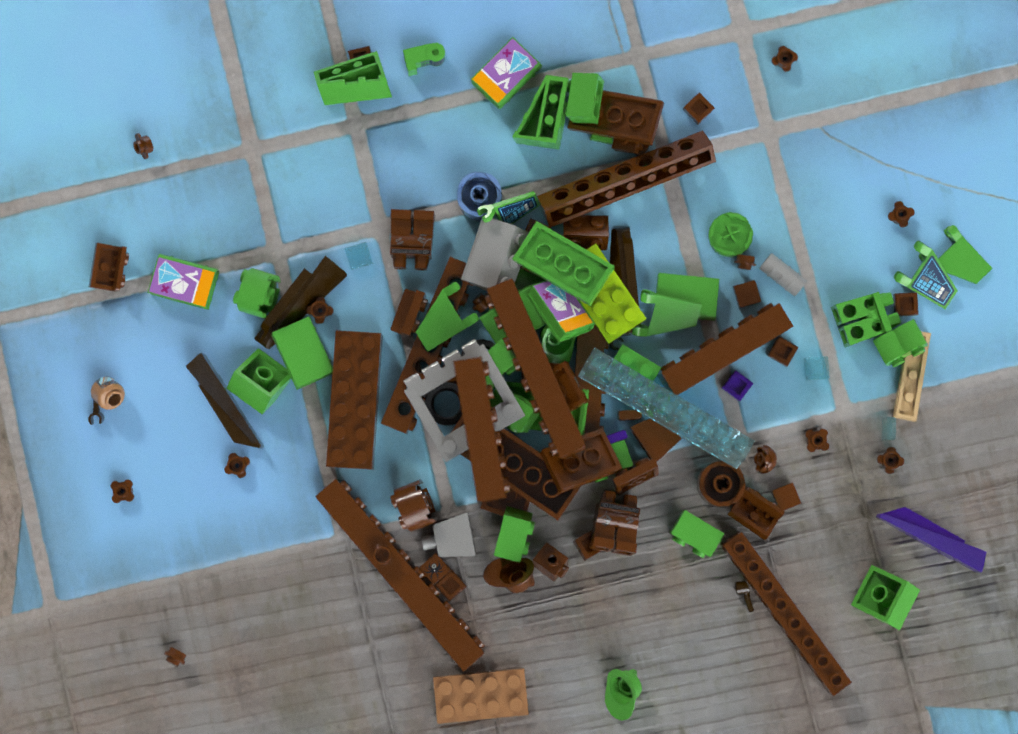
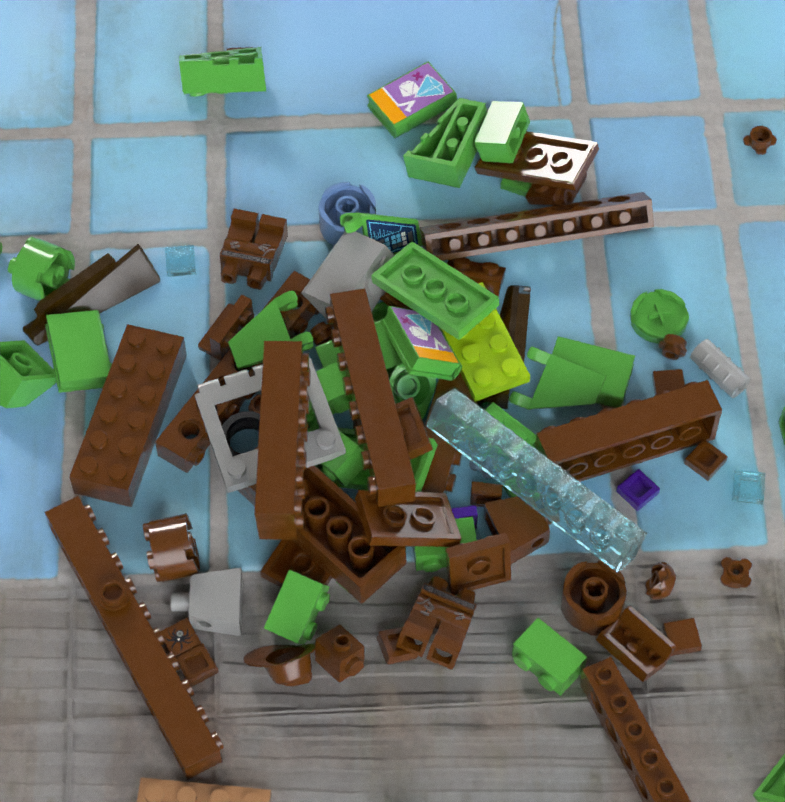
camera: 10 degrees right, 25 degrees down
(320, 304) = (114, 303): reddish brown plate -> none
(422, 56) = (316, 66): bright green leg -> none
(698, 108) = (642, 172): reddish brown plate -> none
(743, 588) = (601, 742): dark brown hand -> none

